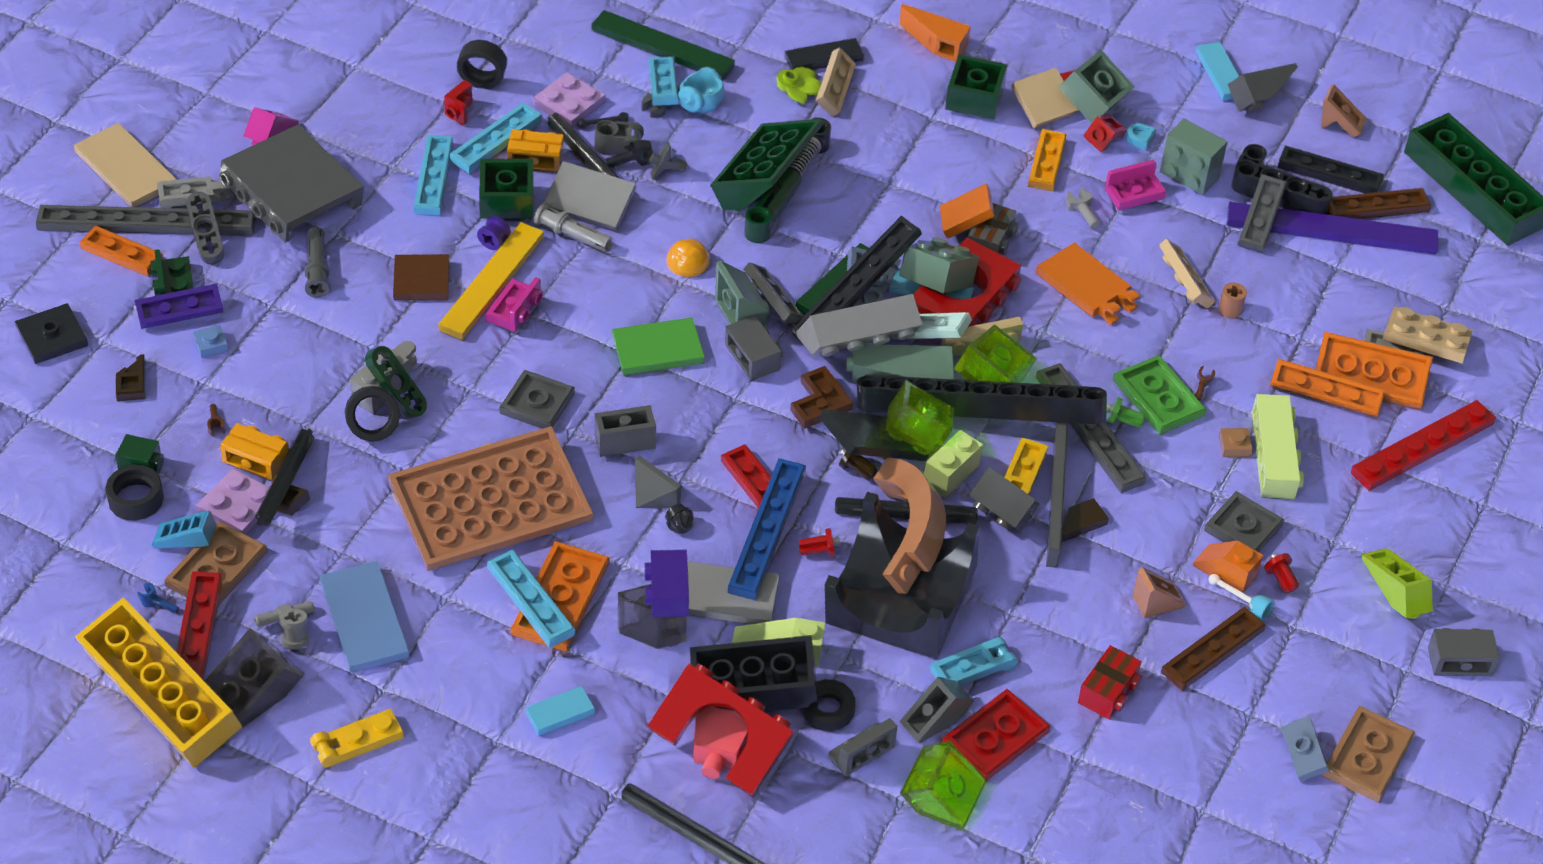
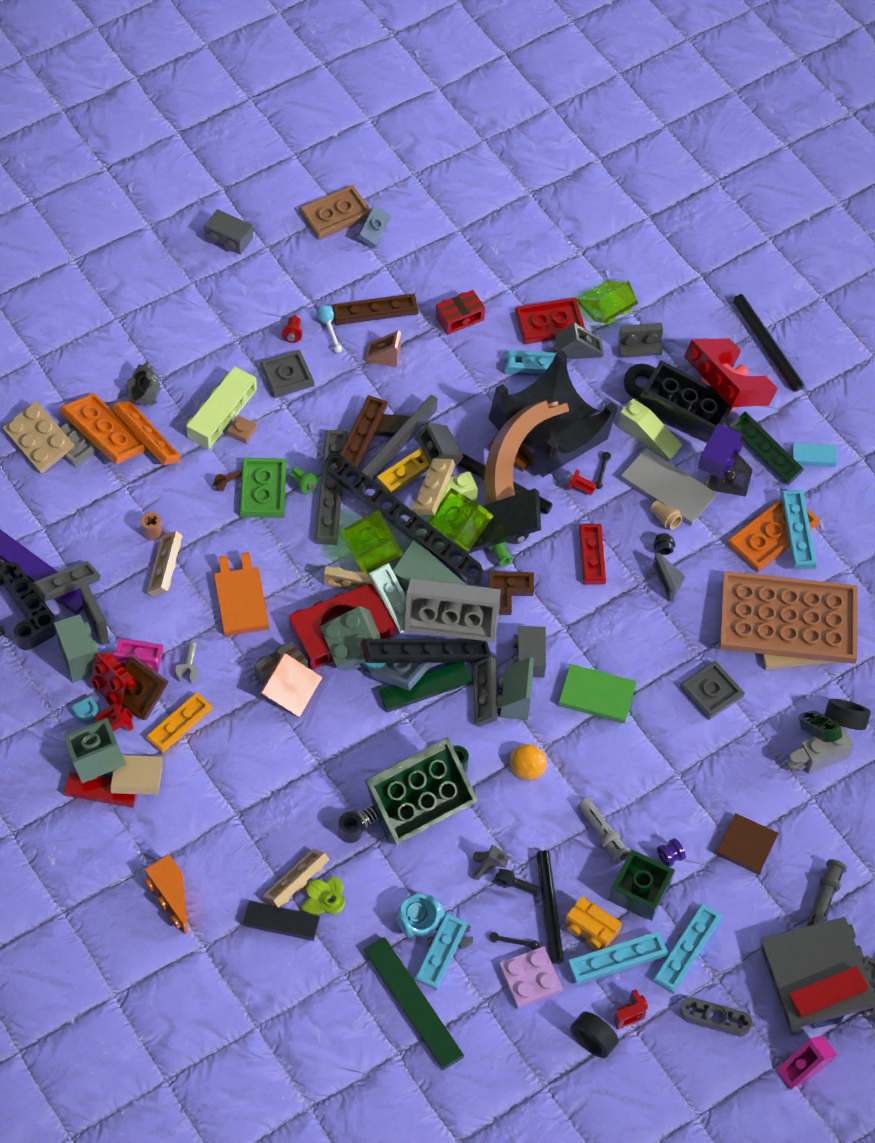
camera: 150 degrees left, 10 degrees up
(273, 152) = (828, 991): none -> red tile
(394, 137) = (735, 1015): none -> dark grey beam
(491, 281) = (693, 813): yellow tile -> none
(515, 304) = (688, 774): dark pink bracket -> none
(590, 195) = (574, 853): light grey tile -> none
(615, 684) = (767, 448): none -> dark green tile
(616, 137) = (511, 901): dark grey piece -> none
(625, 430) = (668, 618): dark grey brick -> none
(699, 551) = (666, 515): none -> tan cone
(766, 529) = (609, 506): blue tile -> none
(812, 597) = (606, 457): none -> black hinge
(972, 431) = (433, 486): none -> tan plate
(976, 86) = (188, 806): dark green brick -> none
(1102, 485) = (363, 430): none -> reddish brown tile
(1107, 155) = (148, 688): none -> reddish brown tile
(1137, 142) = (110, 678): none -> red hinge
(1204, 189) = (94, 615): none -> dark grey tile
(1233, 563) = (323, 347): orange slope -> none
(1374, 427) = (144, 385): none -> dark grey hair
(1400, 582) = (226, 288): lime slope -> none
(1422, 445) = (113, 369): red plate -> none

